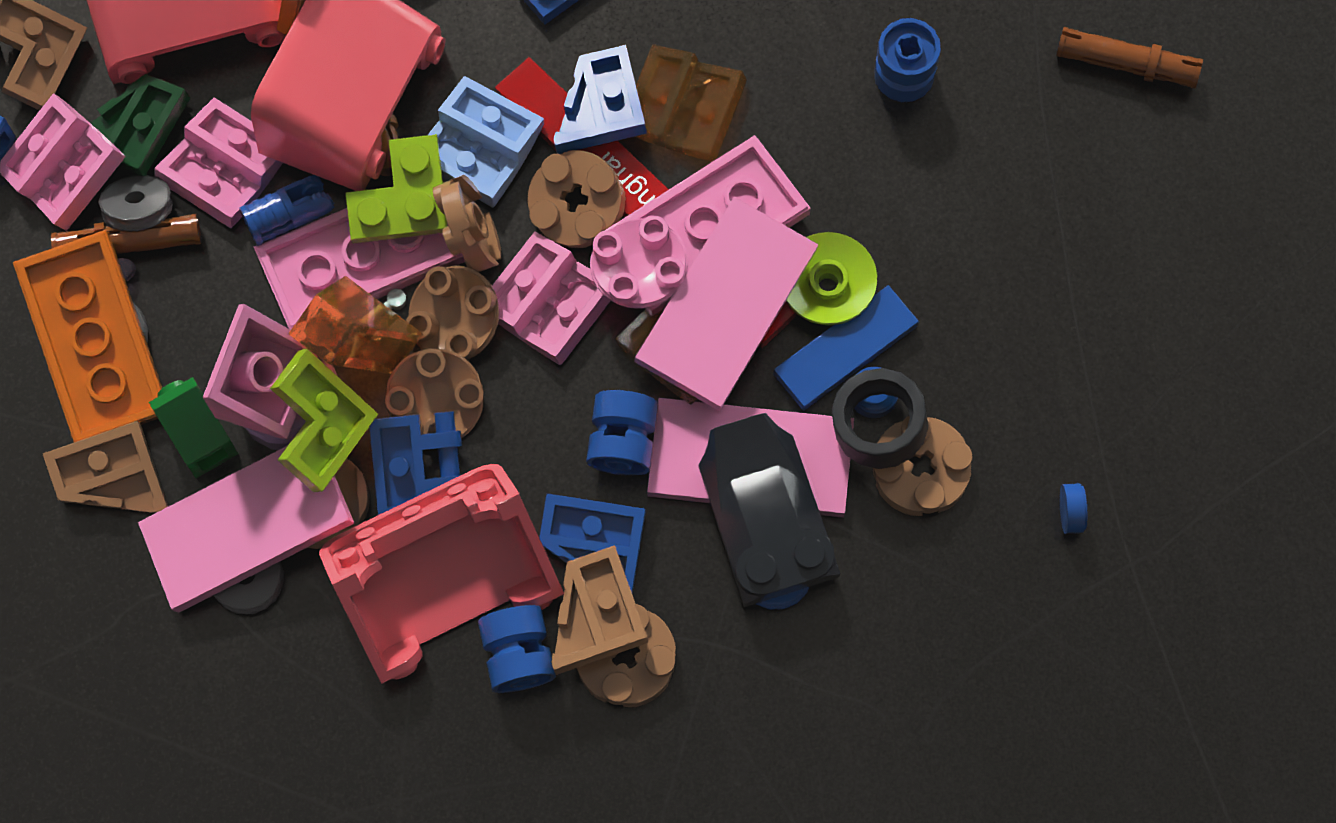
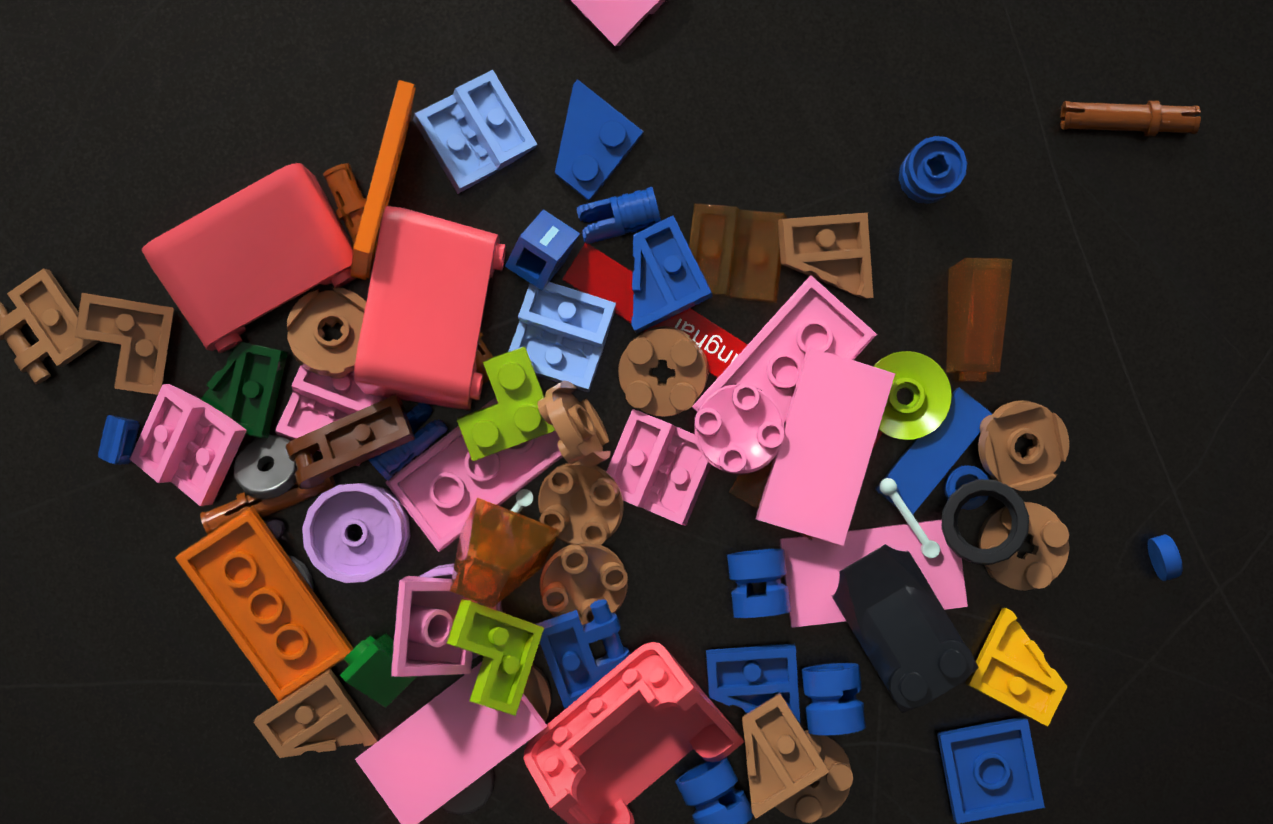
camera: 15 degrees left, 15 degrees up
(203, 278) = (330, 540): none -> lavender wheel
(215, 82) = (307, 340): none -> medium nougat plate
(227, 187) = (350, 441): none -> reddish brown plate
(481, 49) = (542, 249): none -> blue brick
(569, 37) = (628, 211): none -> blue hinge
(673, 572) = (833, 699): none -> blue wheel
(783, 116) = (830, 250): none -> medium nougat wing
(817, 440) = (929, 548): none -> light aqua hinge
(830, 694) = (990, 770): none -> blue plate
(882, 596) = (1016, 672): none -> yellow wing
(920, 210) = (977, 316): none -> clear orange slope
(962, 336) = (998, 440): none -> medium nougat plate

